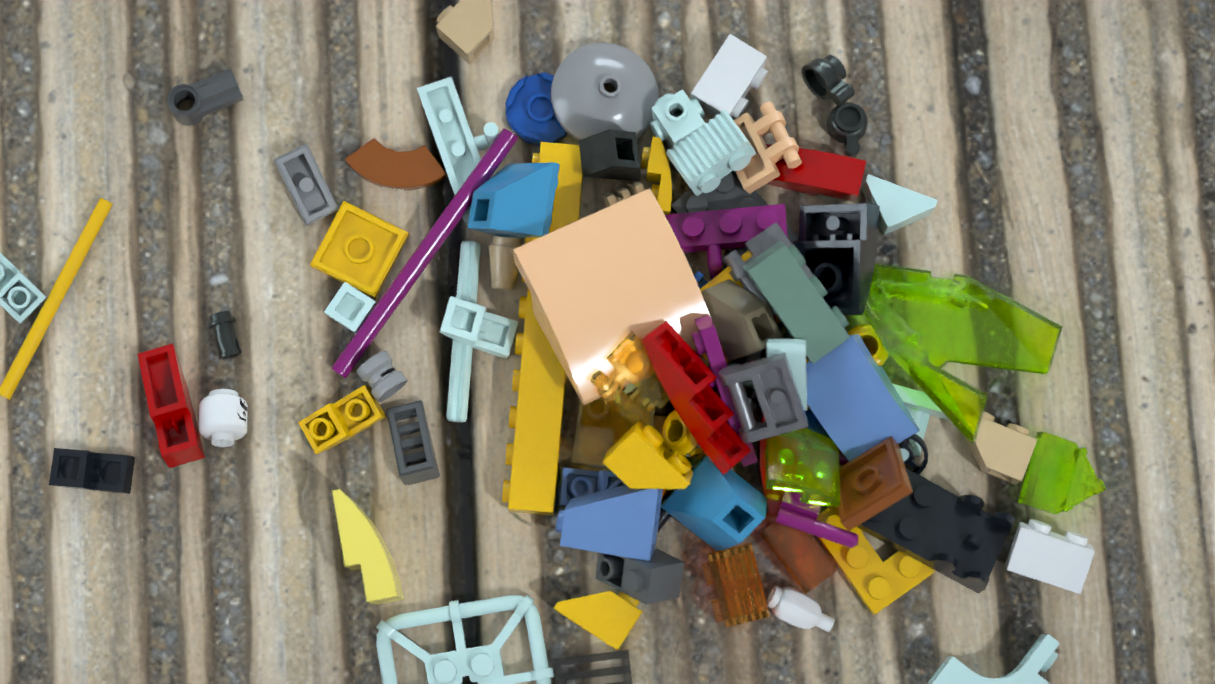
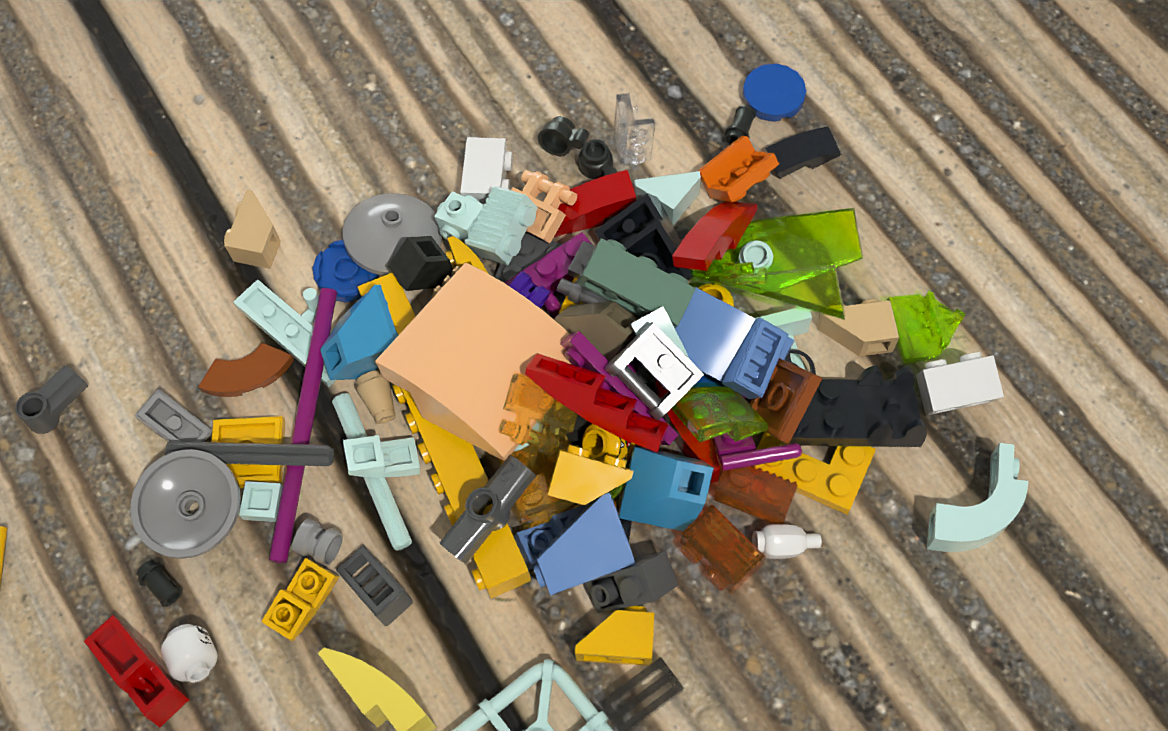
camera: 25 degrees left, 15 degrees down
(257, 272) = (164, 501): none -> light grey dish
(360, 259) = (261, 453): none -> dark grey axle
(567, 432) = (473, 526): none -> dark grey piece
(695, 245) = (524, 285): none -> dark purple wheel
(866, 450) = (746, 354): none -> medium blue slope
(890, 127) = (632, 136): none -> clear bracket
(910, 279) = (714, 234): none -> red slope
(940, 319) = (758, 253): none -> light aqua plate
(978, 215) = (736, 170): none -> orange bracket
(1012, 166) = (740, 124): none -> pearl dark grey pin
(1059, 228) = (804, 149): none -> black slope
(1072, 144) = (774, 92): none -> blue tile

